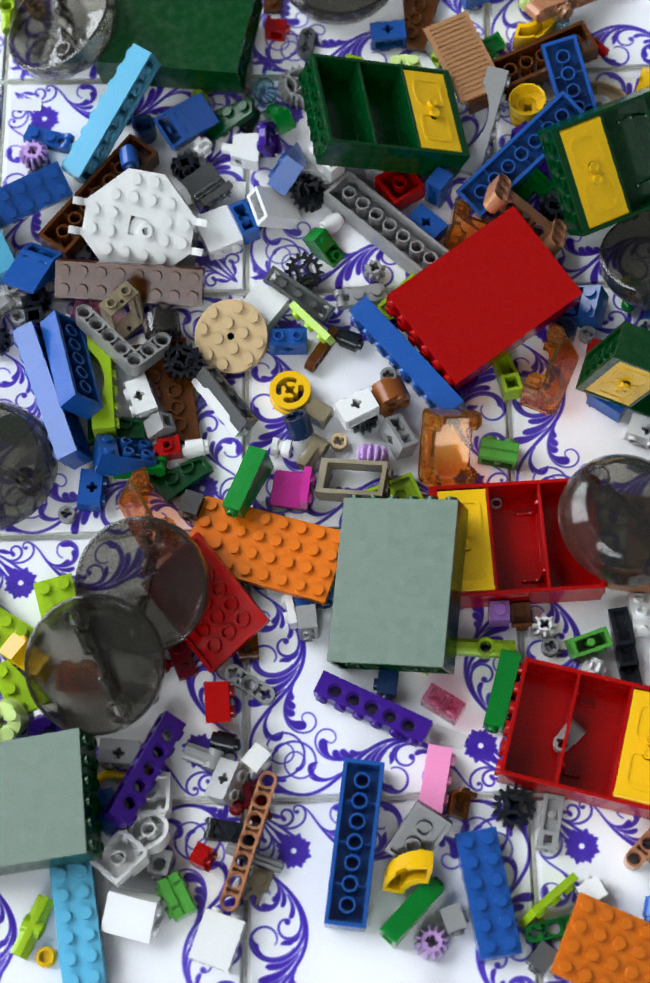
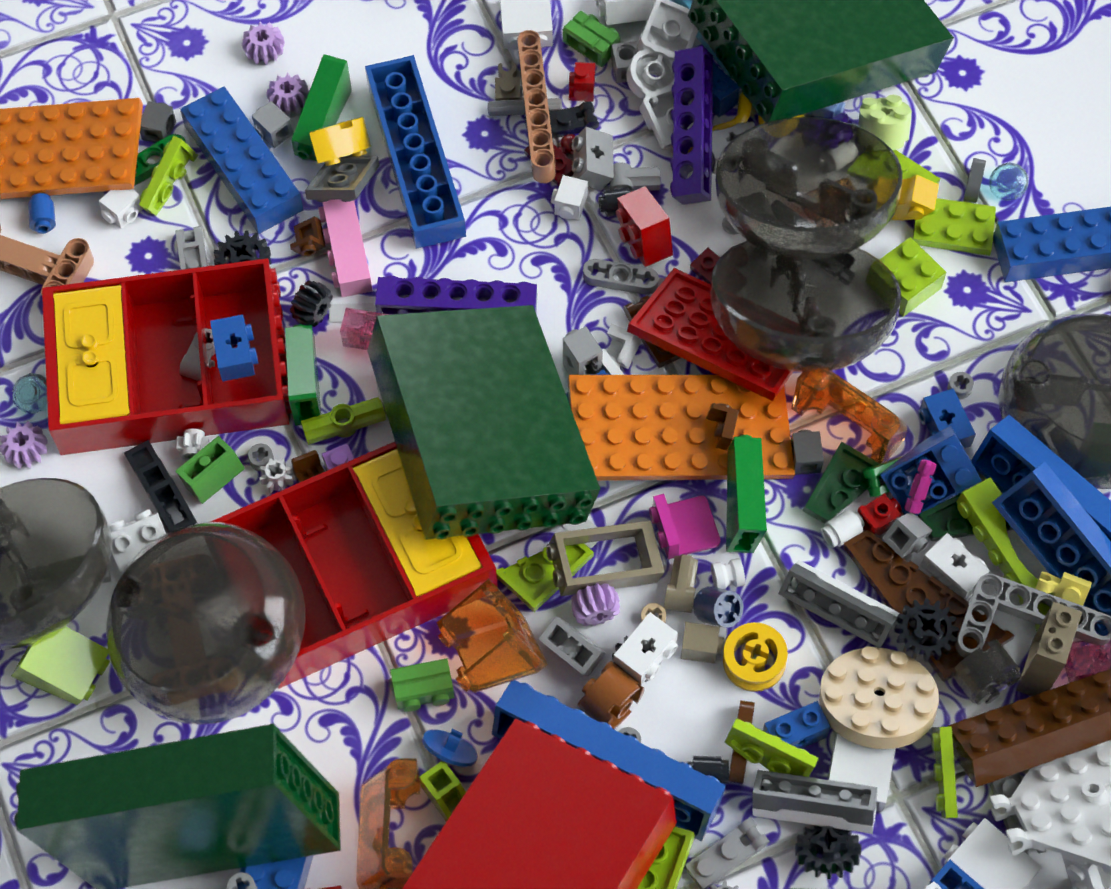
camera: 155 degrees right, 5 degrees down
(89, 345) = (1068, 587): none -> light yellow plate
(137, 442) = (920, 486): none -> dark pink axle
(216, 285) = (944, 771): none -> lime wing
(237, 528) = (726, 421): none -> reddish brown bracket
(276, 626) = (623, 345): none -> white panel
(477, 743) = (311, 303): none -> black gear
(497, 405) = (450, 747): none -> blue piece
(554, 691) = (232, 361): none -> blue brick

